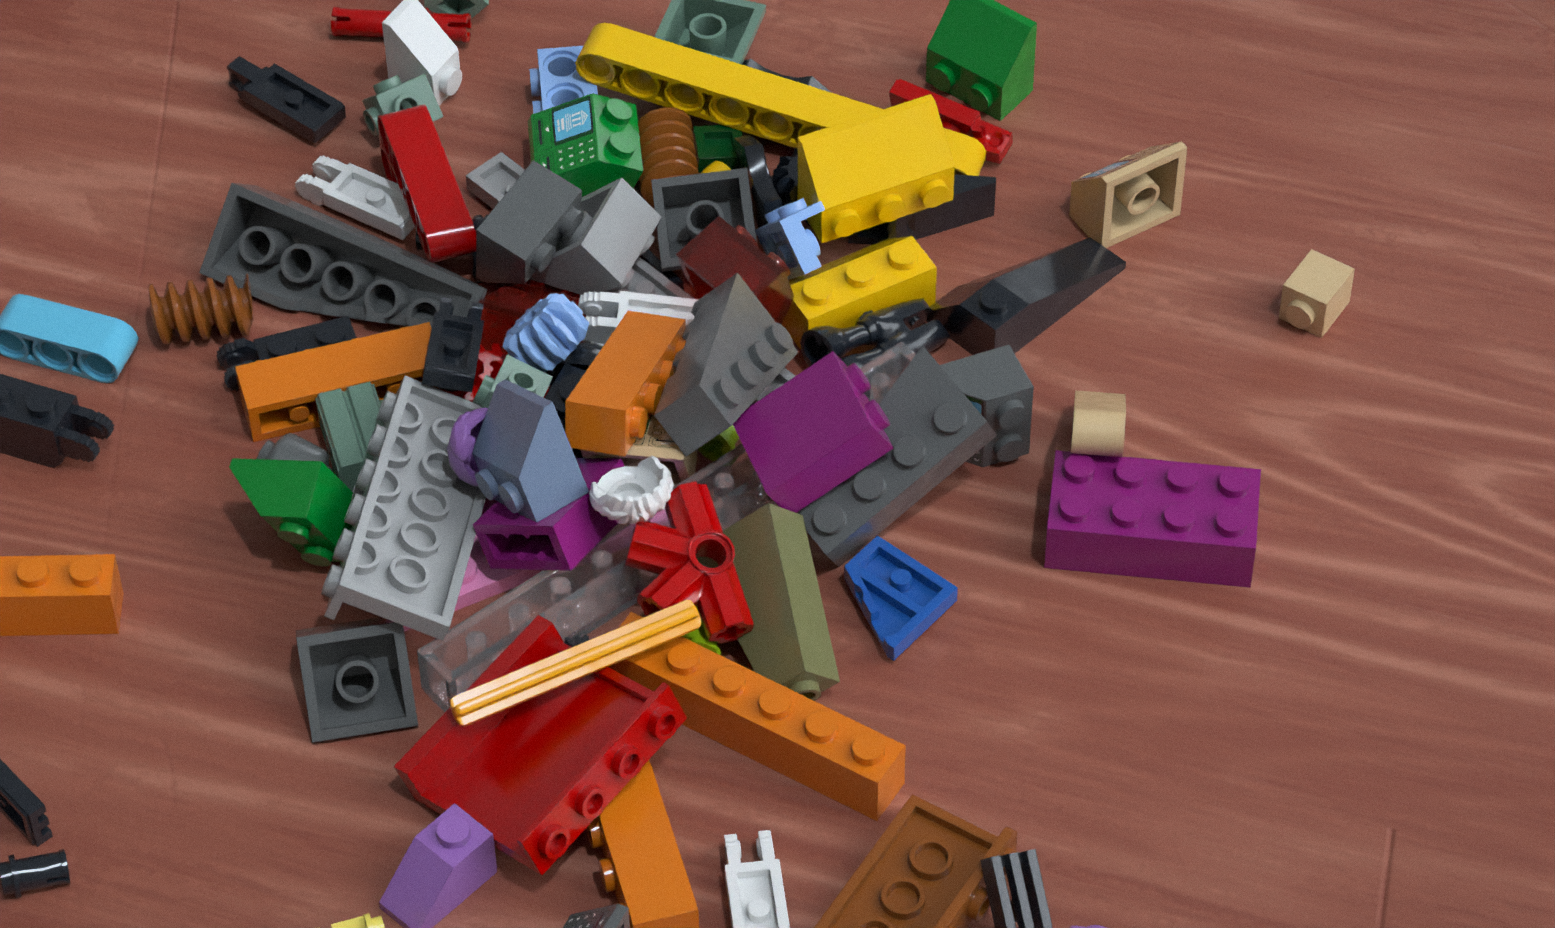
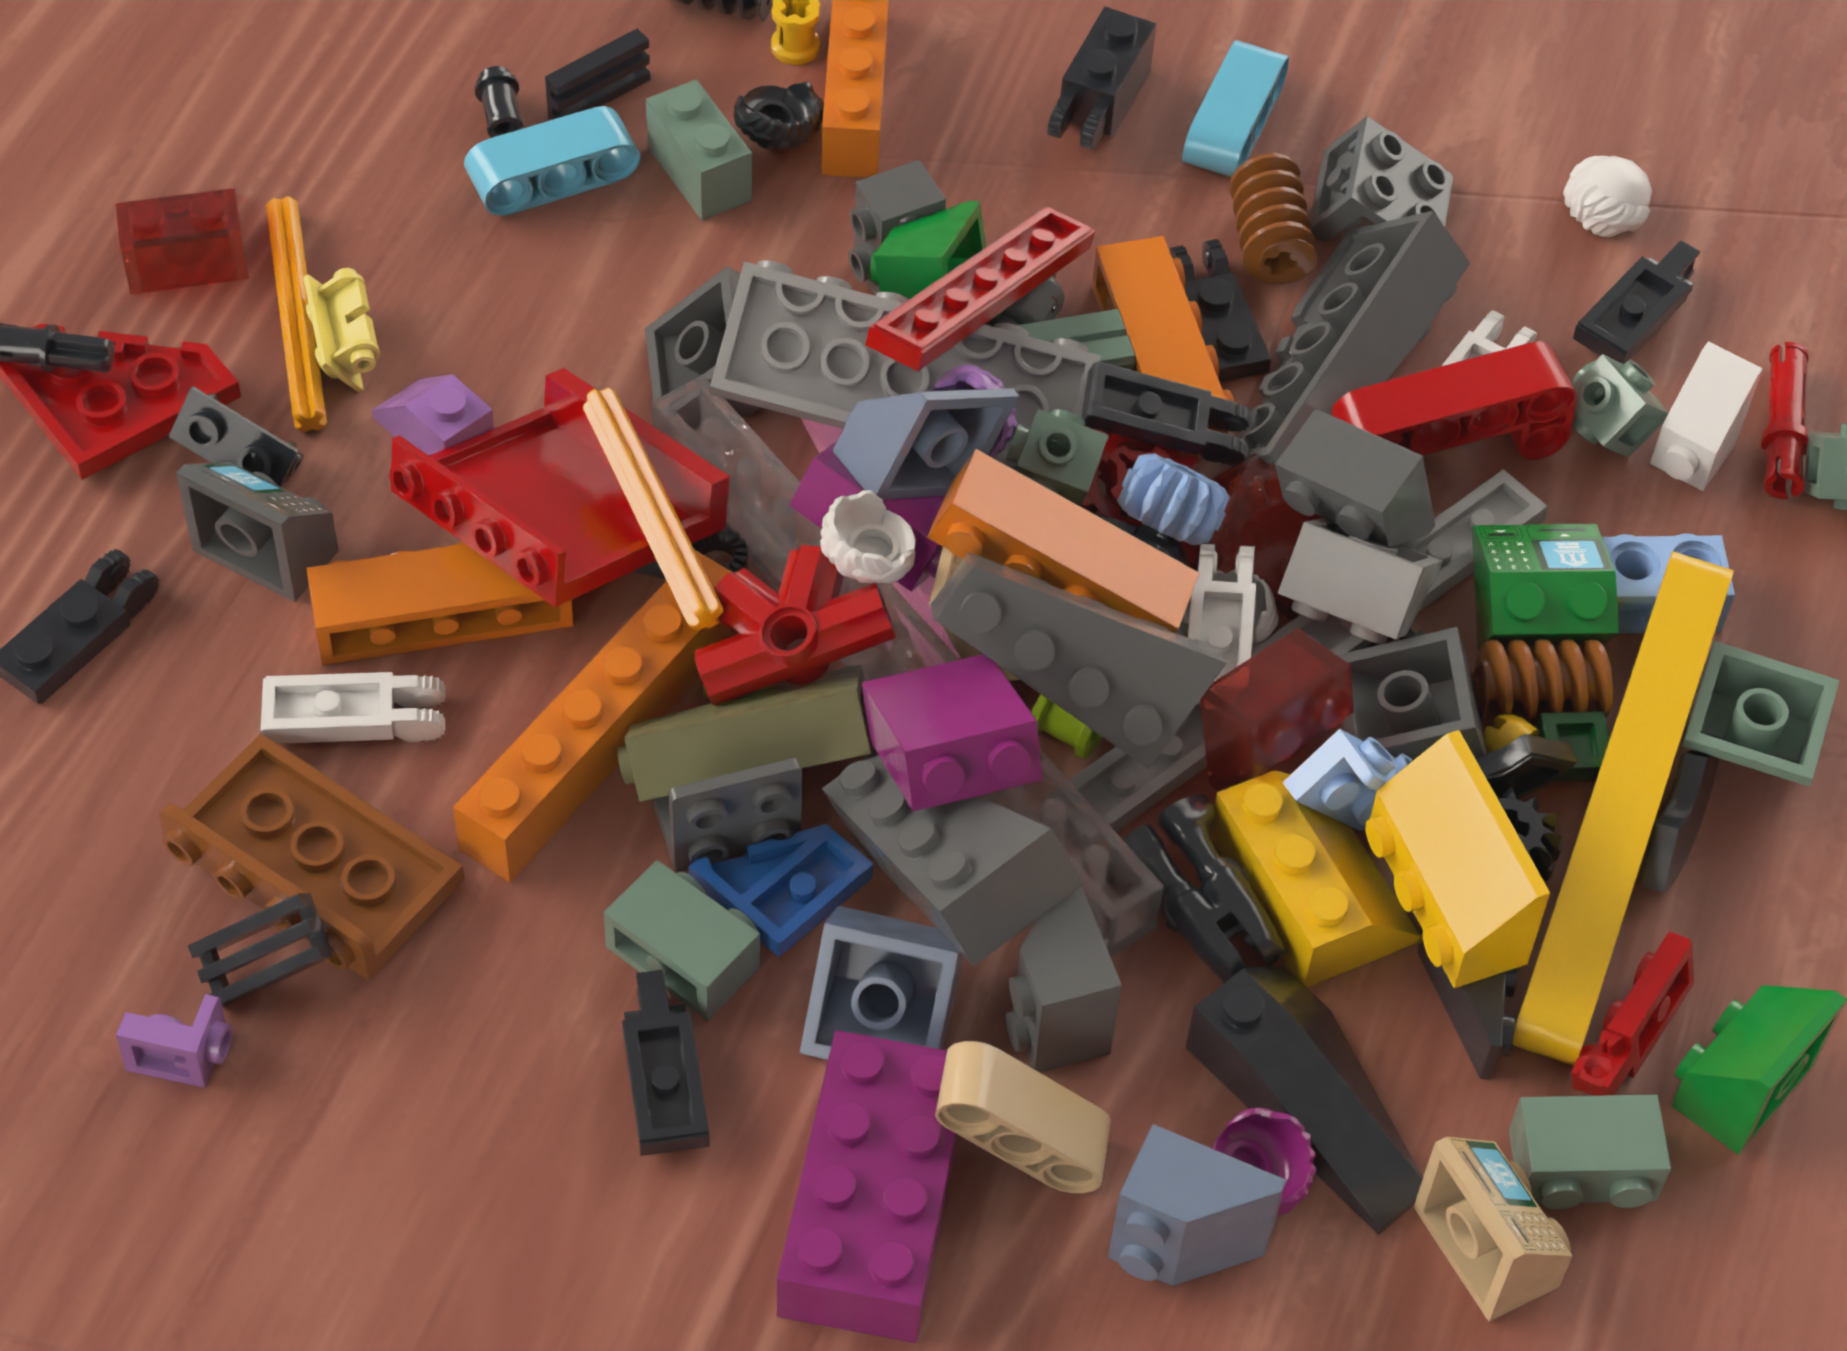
camera: 90 degrees right, 5 degrees up
(66, 647) = (779, 115): none -> black hair
(110, 704) = (699, 149): none -> sand green brick
(116, 820) = (551, 160): none -> medium azure beam
(157, 250) = (1375, 177): none -> dark grey bracket
(163, 114) = (1608, 195): none -> white hair
(229, 540) = (887, 202): none -> dark grey brick
(340, 446) = (979, 289): none -> red tile
(853, 620) = (730, 812): none -> dark grey bracket
(958, 649) = (678, 928): none -> sand green brick
(986, 525) = (881, 982): none -> sand blue slope
(1055, 147) = (1591, 1149): none -> sand green brick
(1069, 656) = (663, 1071): none -> black hinge
(1098, 310) = (1275, 1145): none -> magenta hair
(1155, 340) = (1191, 1211): none -> sand blue slope

